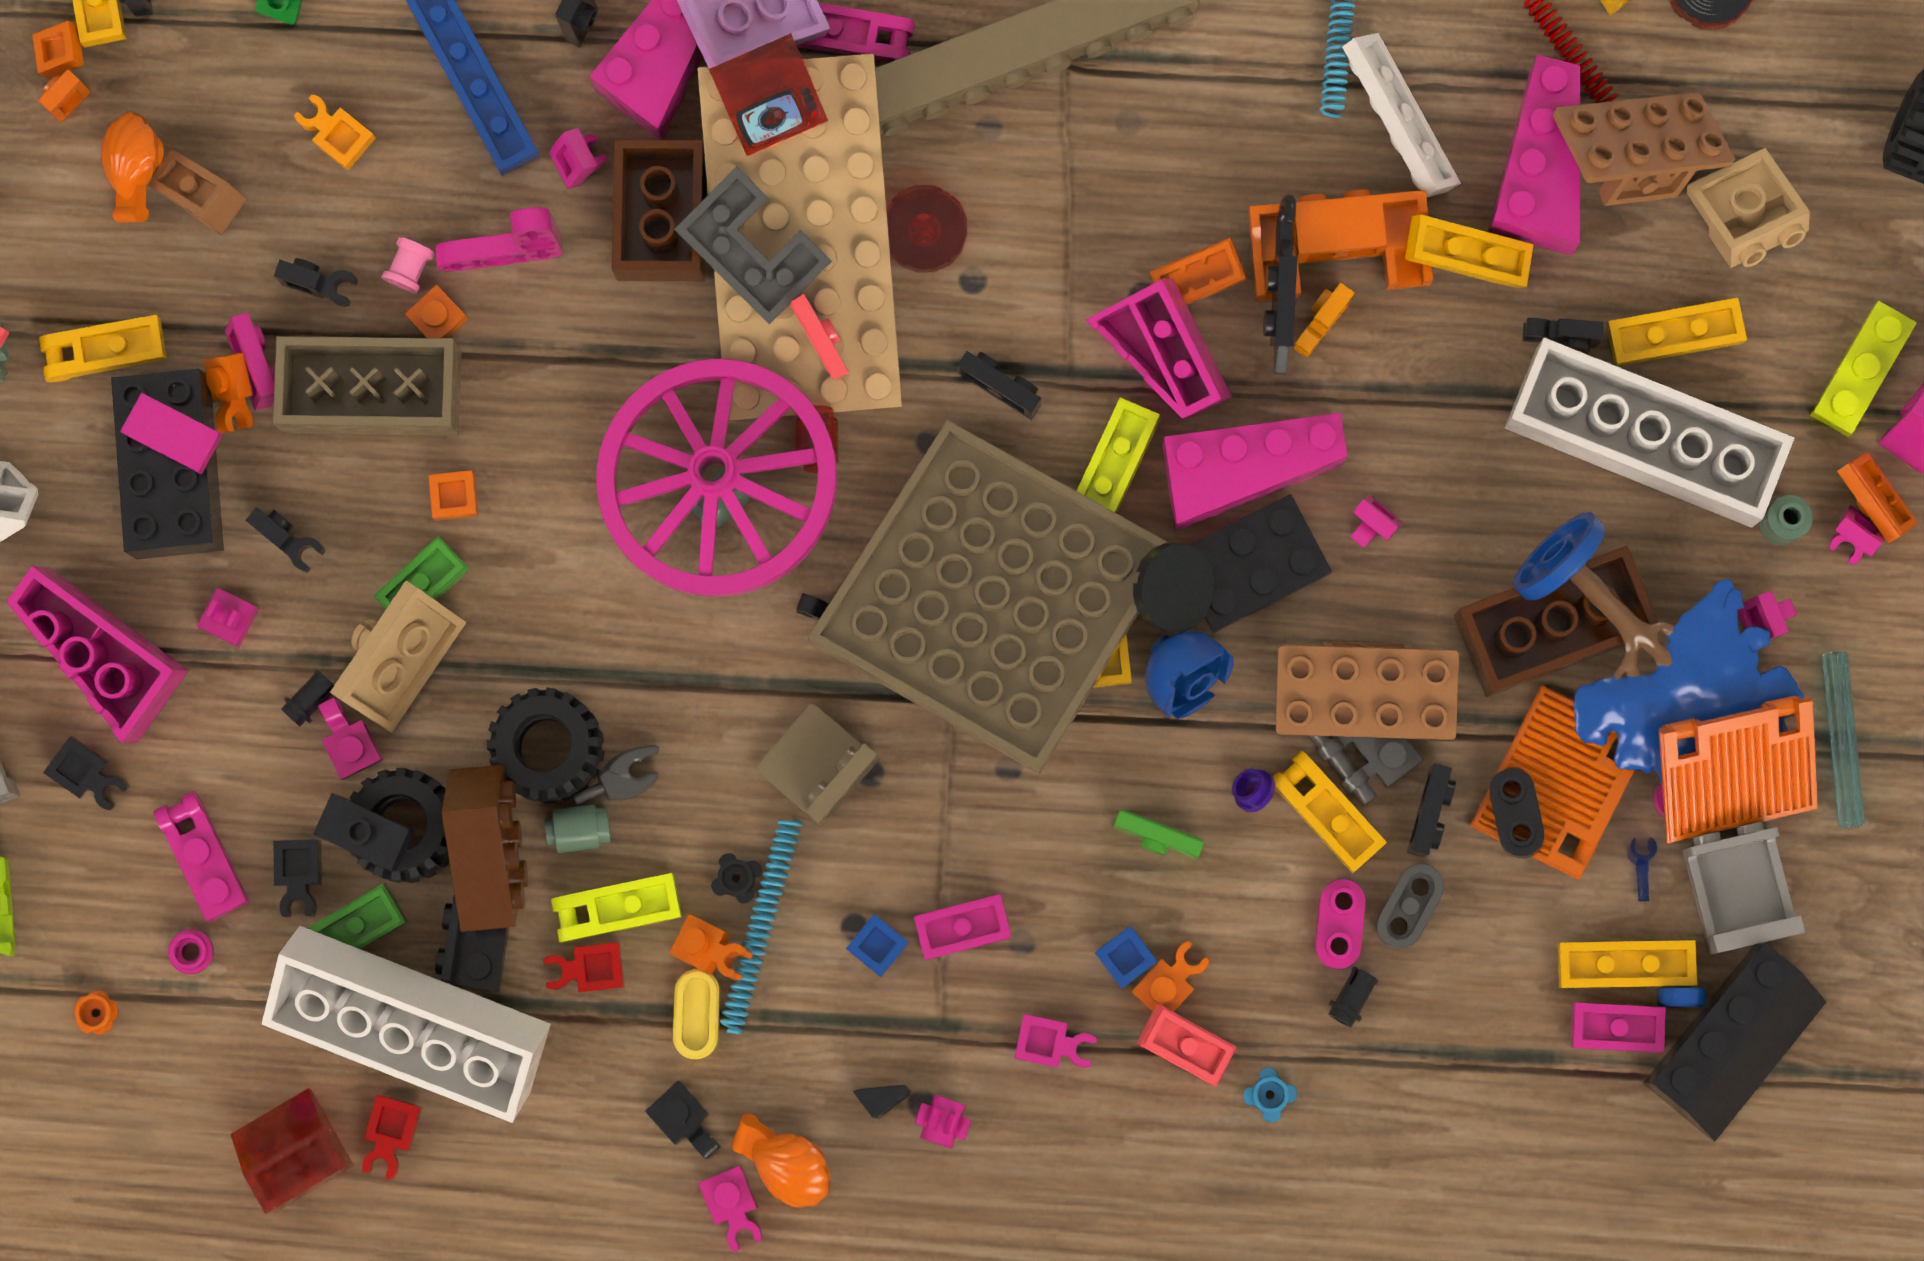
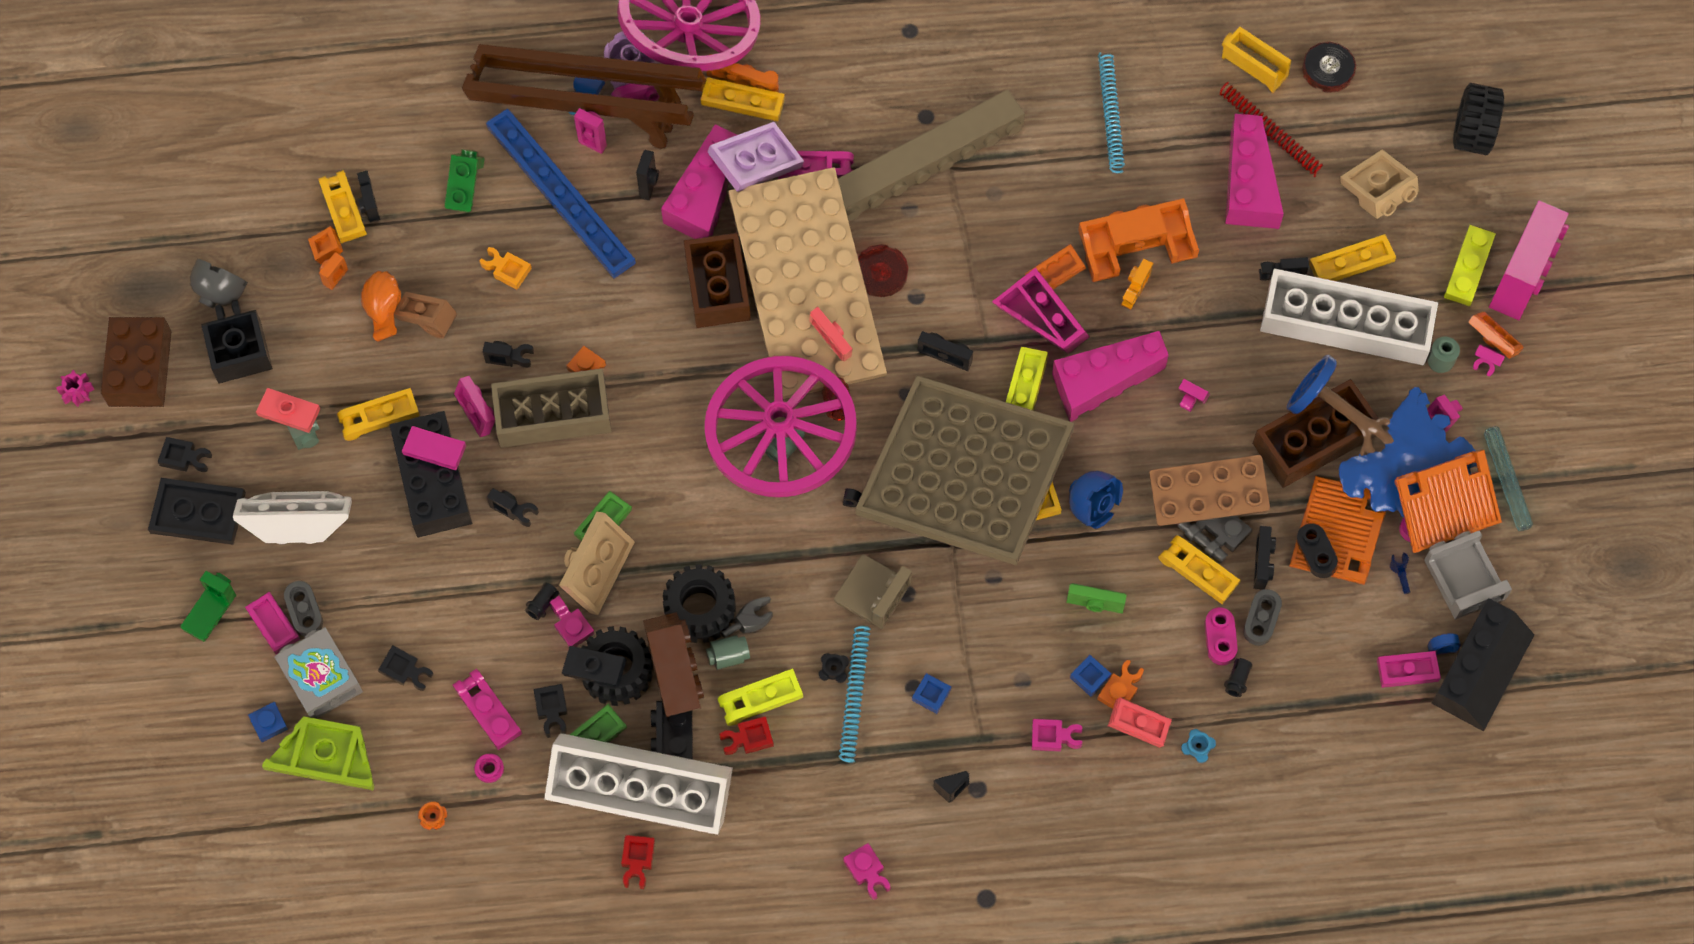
camera: 15 degrees left, 15 degrees down
(108, 660) = (409, 593): dark pink wedge -> none
(228, 617) = (482, 562): dark pink tile -> none
(230, 384) = (462, 423): orange plate -> none
(289, 1152) = (575, 880): clear red slope -> none
(408, 265) = (564, 337): bright pink bush -> none
(453, 495) = (614, 466): orange plate -> none
(532, 238) = (641, 312): dark pink beam -> none
(574, 157) = (658, 260): dark pink tile -> none
(680, 1117) = (825, 819): black plate -> none
(696, 1014) = (823, 755): light yellow tile -> none
(707, 947) = (822, 710): orange plate -> none
(715, 236) = (789, 307): dark grey plate -> none
(768, 95) = (775, 195): clear red slope -> none
(786, 1162) = (900, 834): orange animal -> none
(943, 1121) = (994, 792): dark pink gear -> none
(962, 927) = (983, 674): dark pink plate -> none
(1174, 587) = (1077, 445): black tile -> none
(1253, 789) = (1150, 562): dark purple plate -> none
(1260, 561) = (1121, 432): black plate -> none
(1281, 281) = (1108, 261): black plate -> none
(1401, 115) = (1153, 157): white plate -> none
(1469, 251) = (1217, 230): yellow plate -> none
(1627, 964) = (1404, 630): yellow plate -> none
(1643, 145) = (1311, 155): medium nougat bracket -> none

